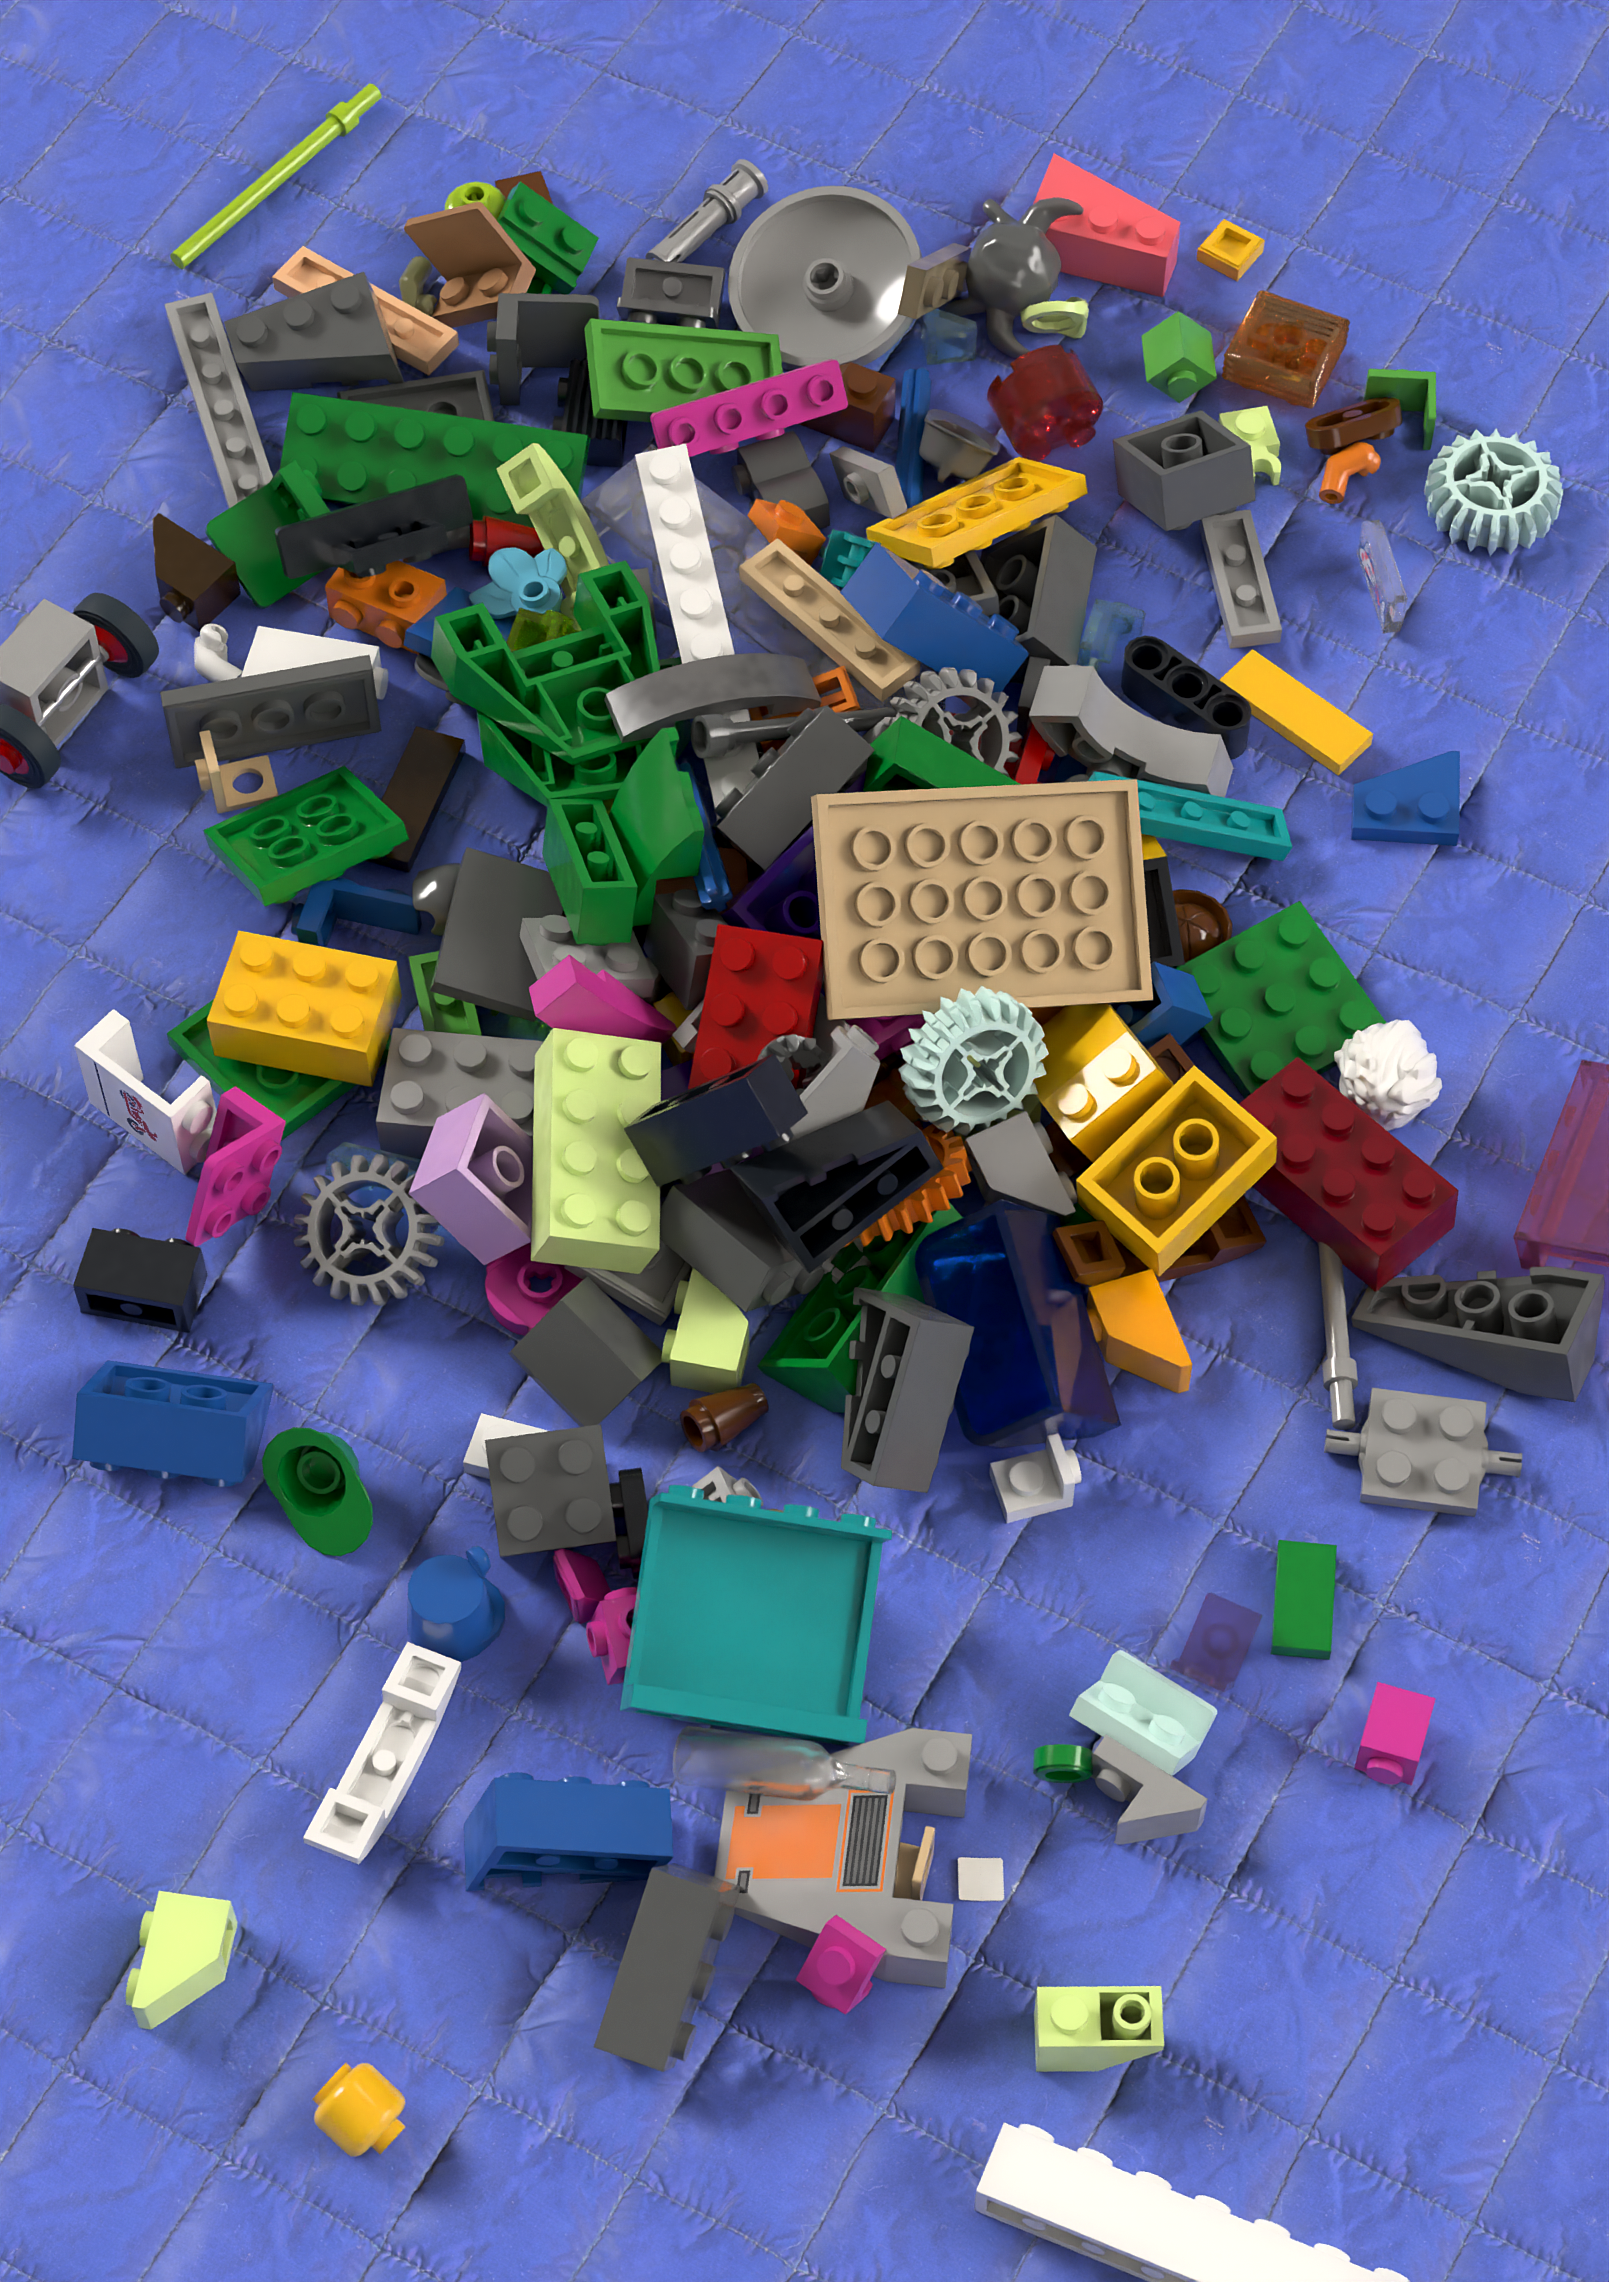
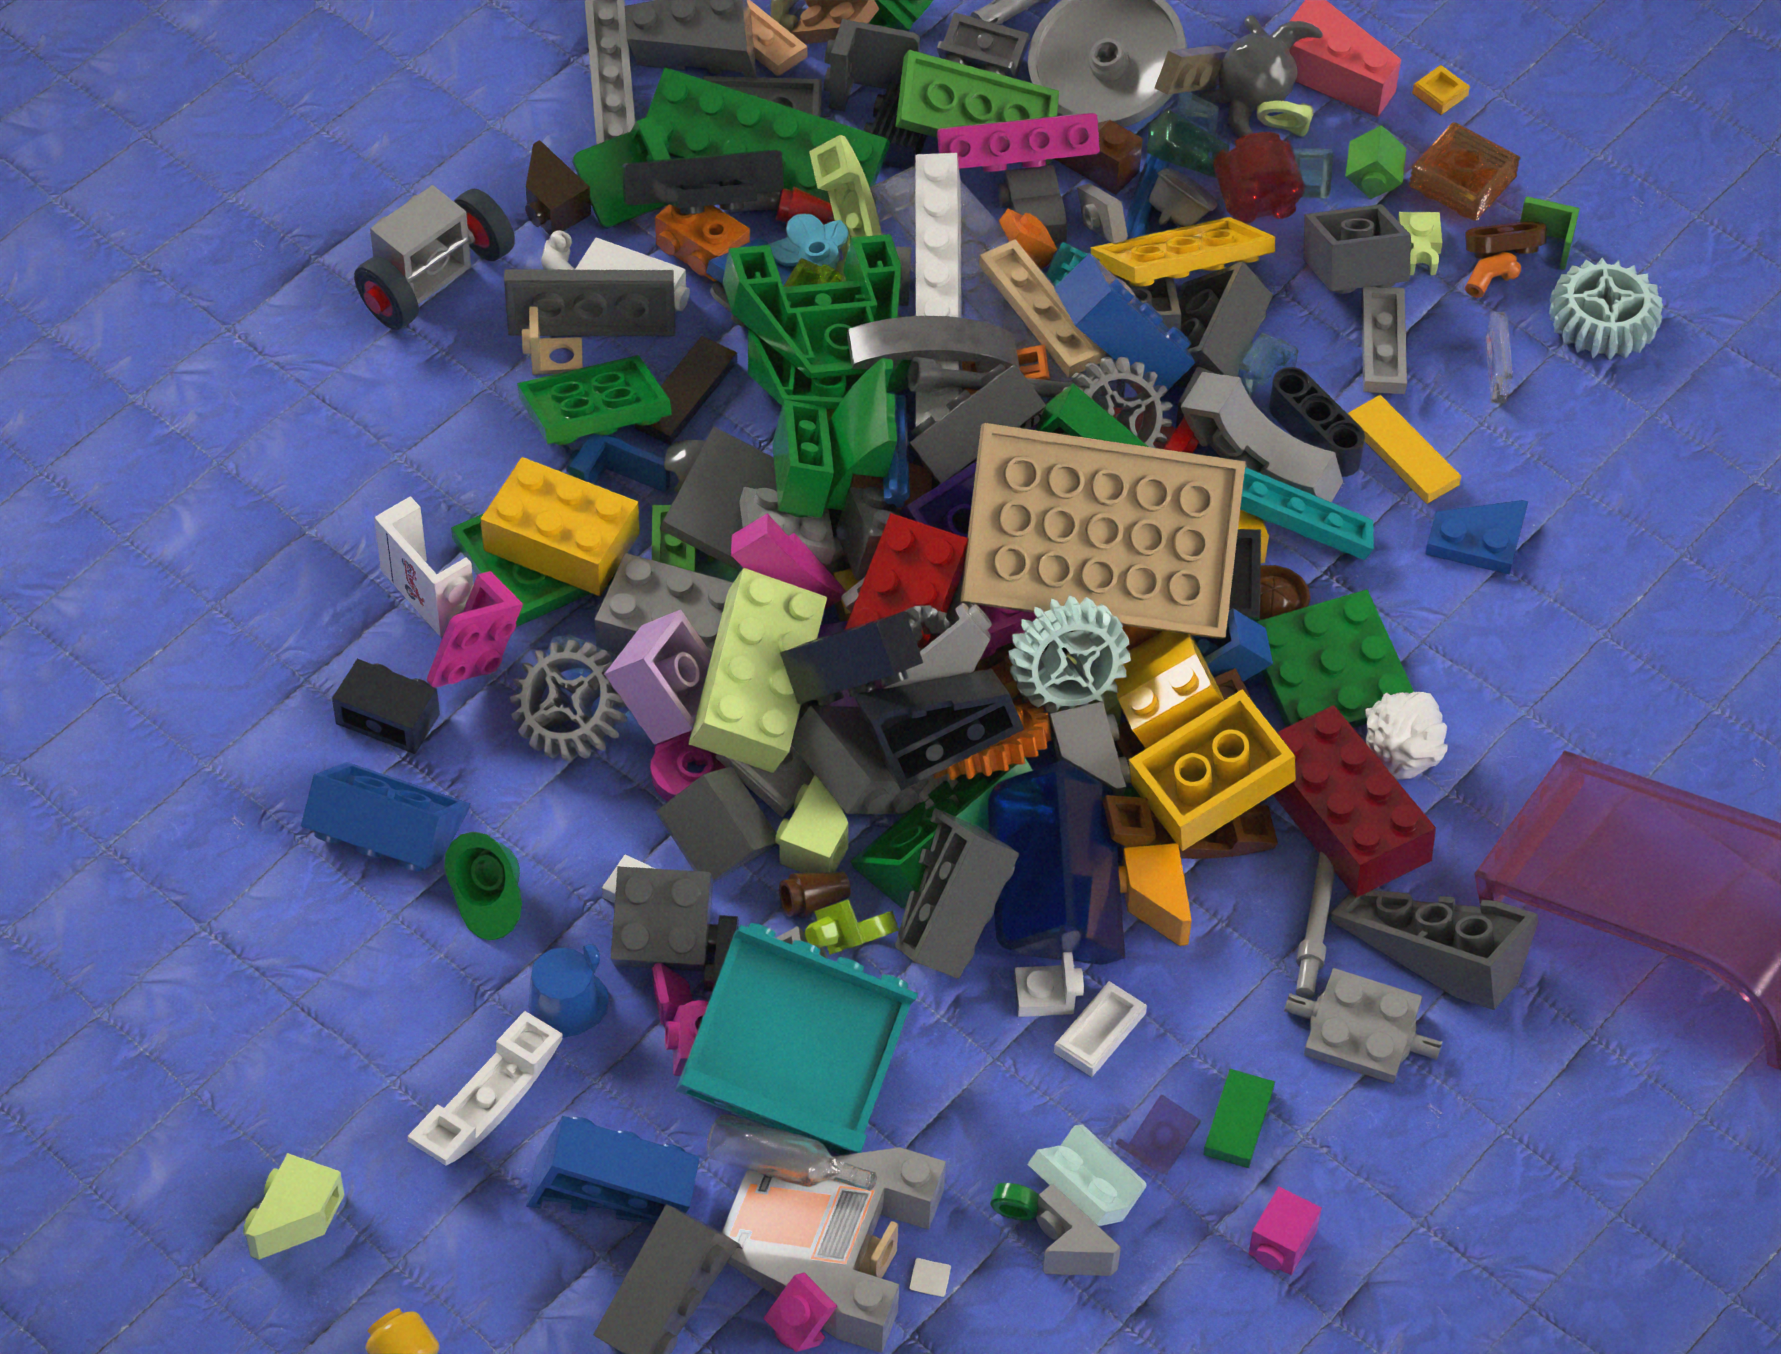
camera: 10 degrees right, 5 degrees down
(771, 1458) = (839, 929): none -> lime piece
(931, 372) = (1175, 141): none -> slope
(1110, 1519) = (1100, 1029): none -> white tile
(1111, 379) = (1315, 171): none -> clear light blue slope

